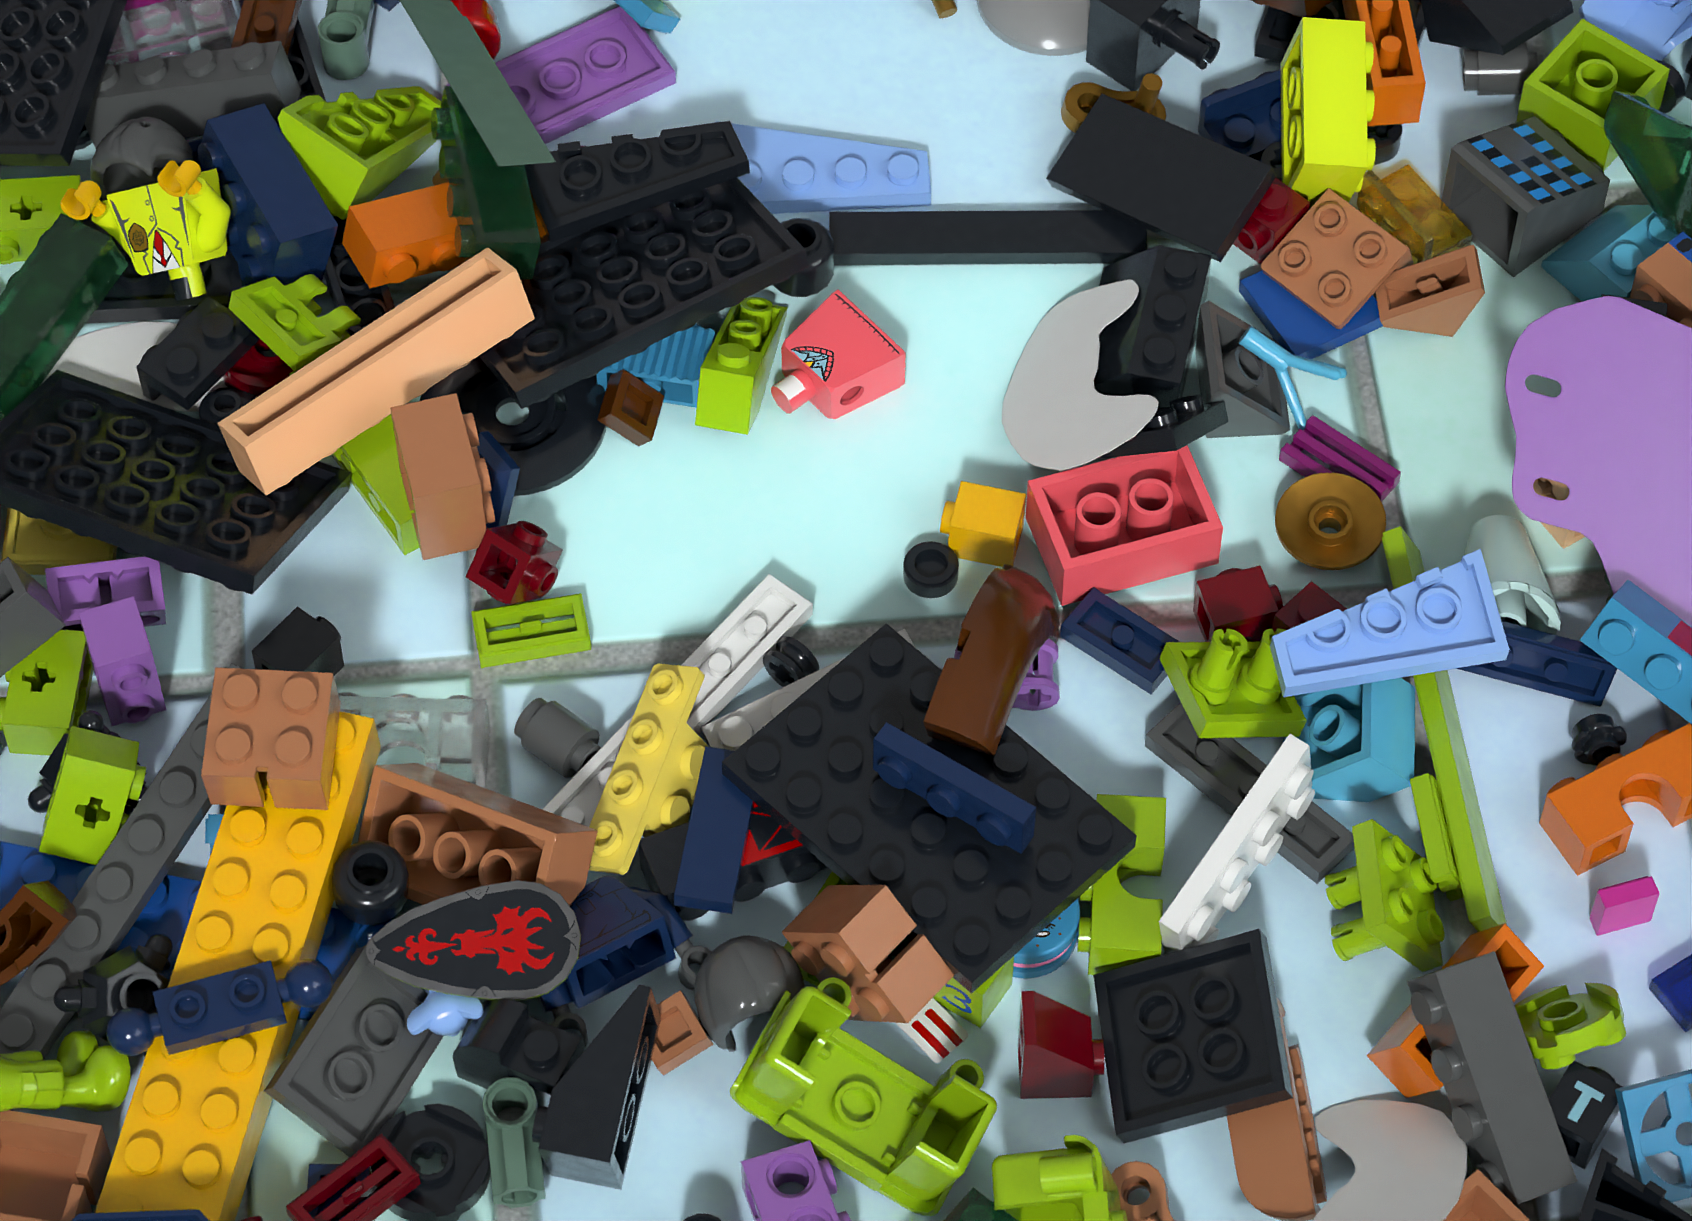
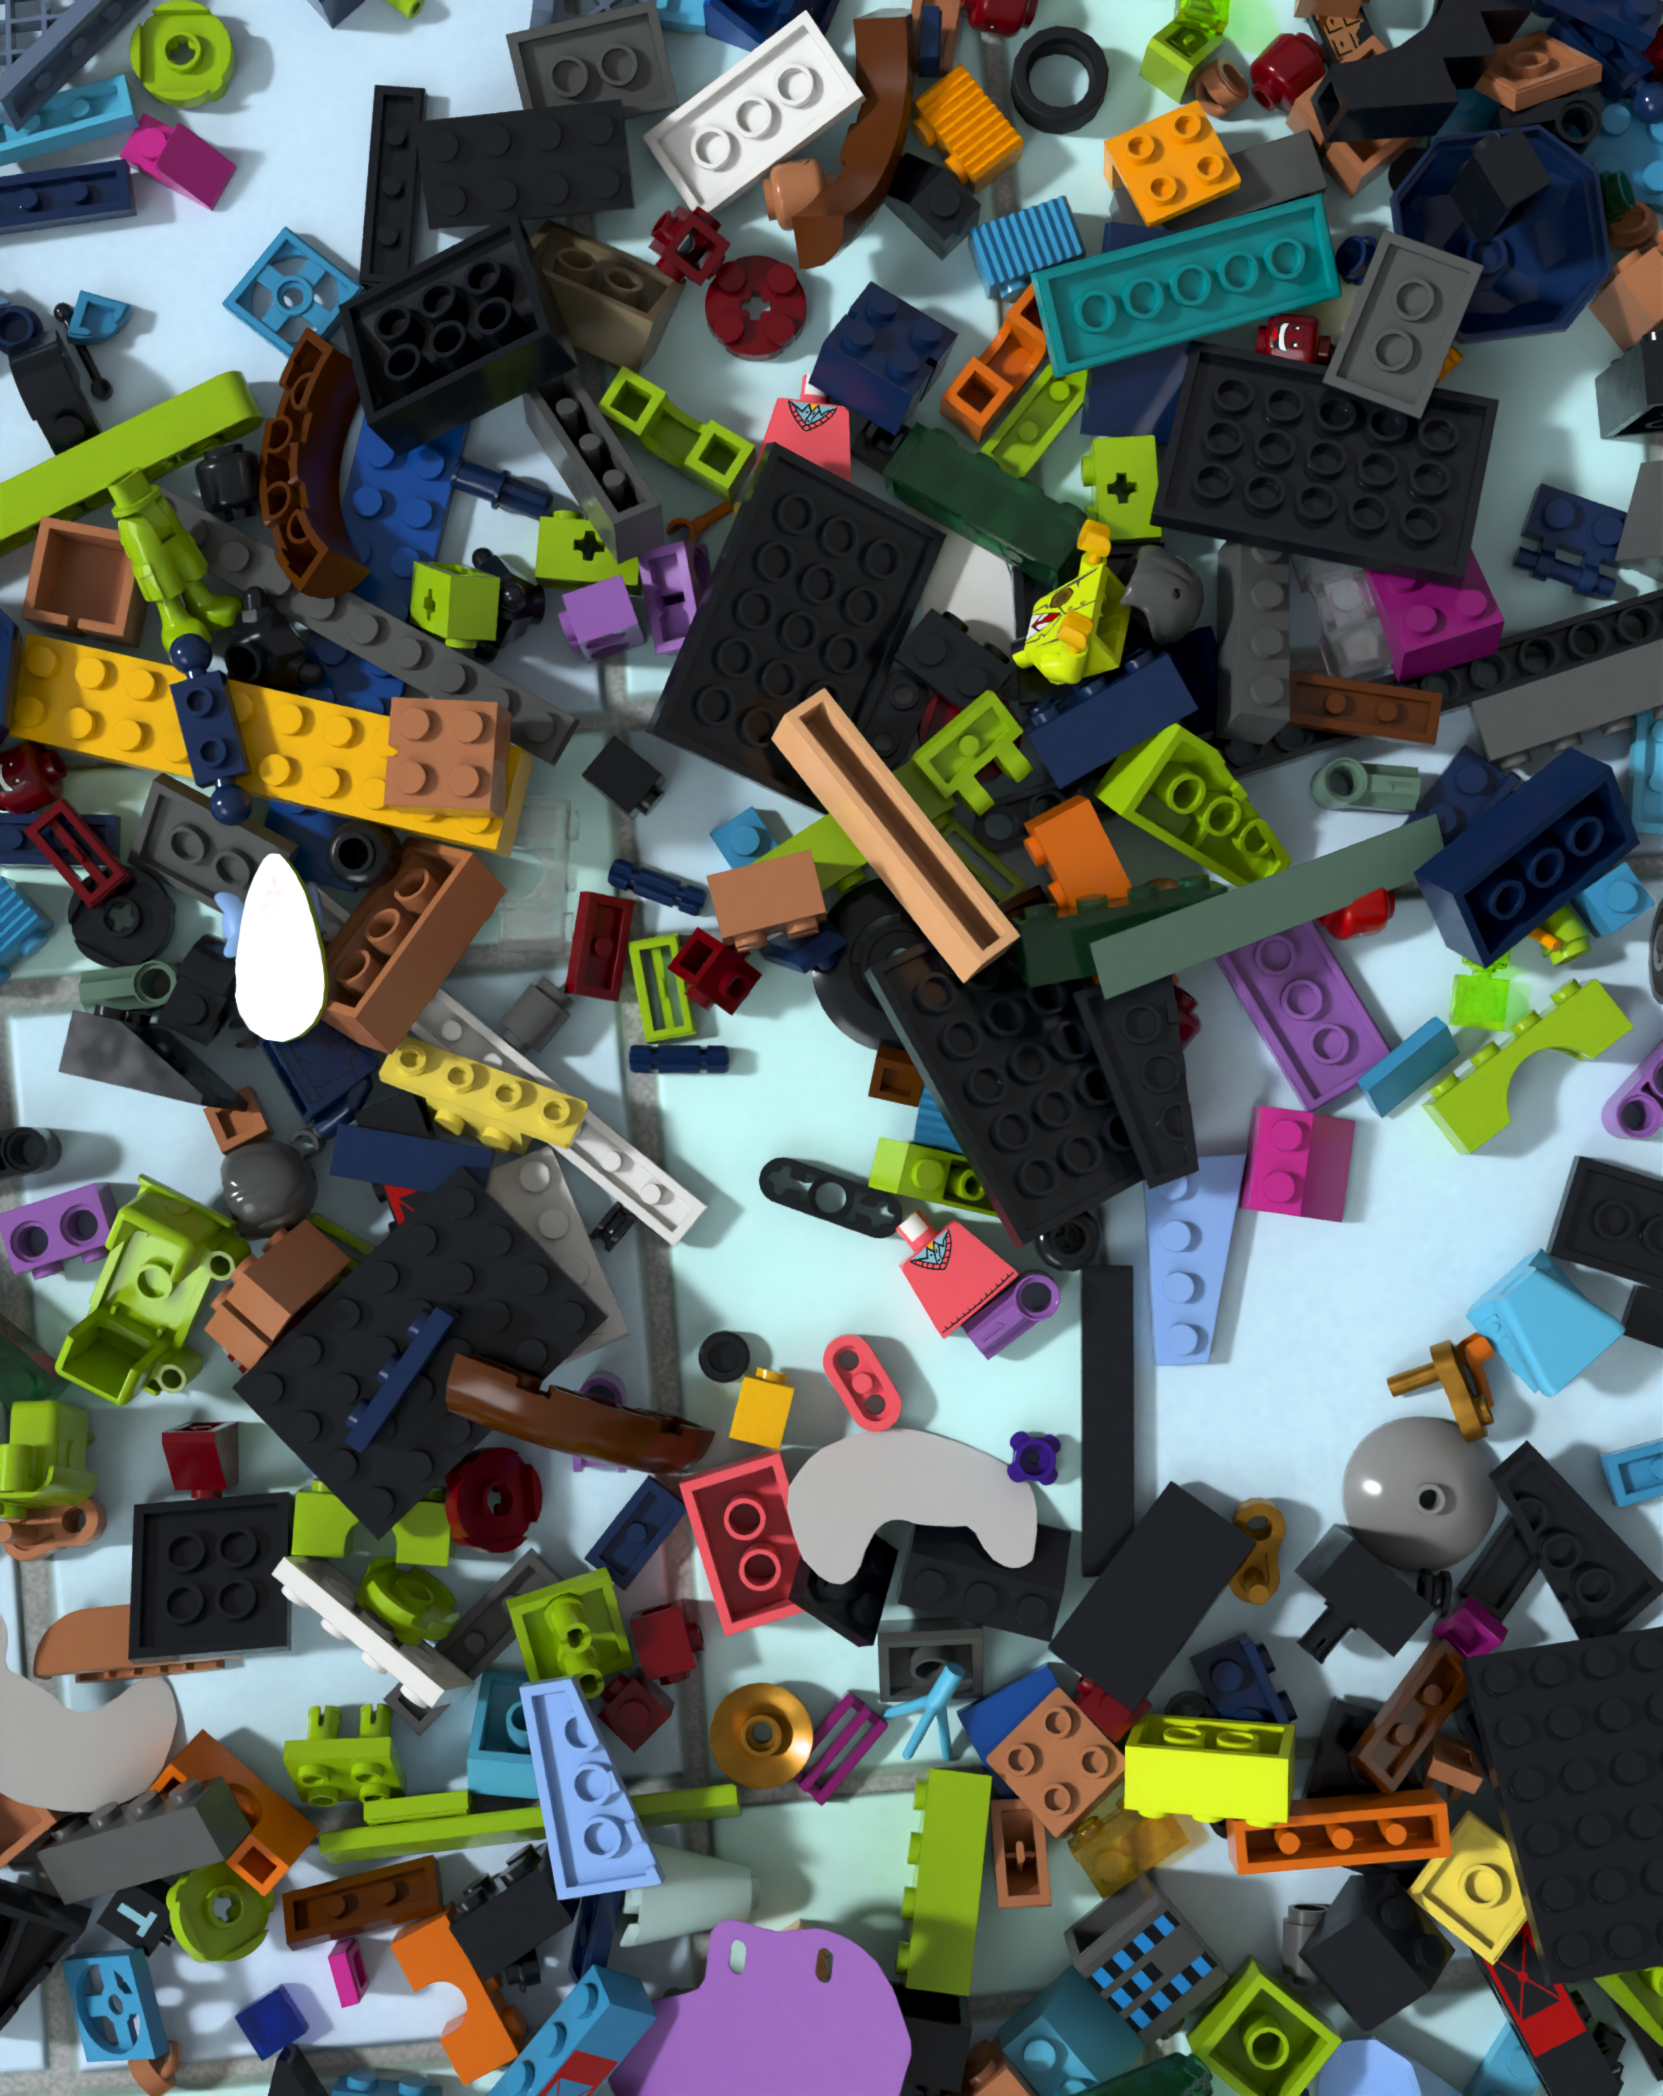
camera: 90 degrees right, 30 degrees up
(374, 555) = (743, 839): none -> dark azure plate
(419, 634) = (657, 887): none -> dark blue axle
(503, 682) = (599, 946): none -> dark red plate
(608, 611) = (679, 1059): none -> dark blue axle
(723, 84) = (1297, 1163): none -> dark pink slope
(762, 495) = (862, 1222): none -> black beam
(880, 301) = (1007, 1316): none -> medium lavender piece
(951, 441) = (861, 1382): none -> coral plate
(1029, 284) = (1044, 1468): none -> dark purple plate
(1098, 761) = (467, 1497): none -> dark red plate
(1203, 833) = (410, 1602): none -> lime plate
(1444, 350) = (945, 1882): none -> lime wedge
(1532, 724) = (511, 1912): none -> black brick
(1546, 893) = (362, 1902): none -> reddish brown plate

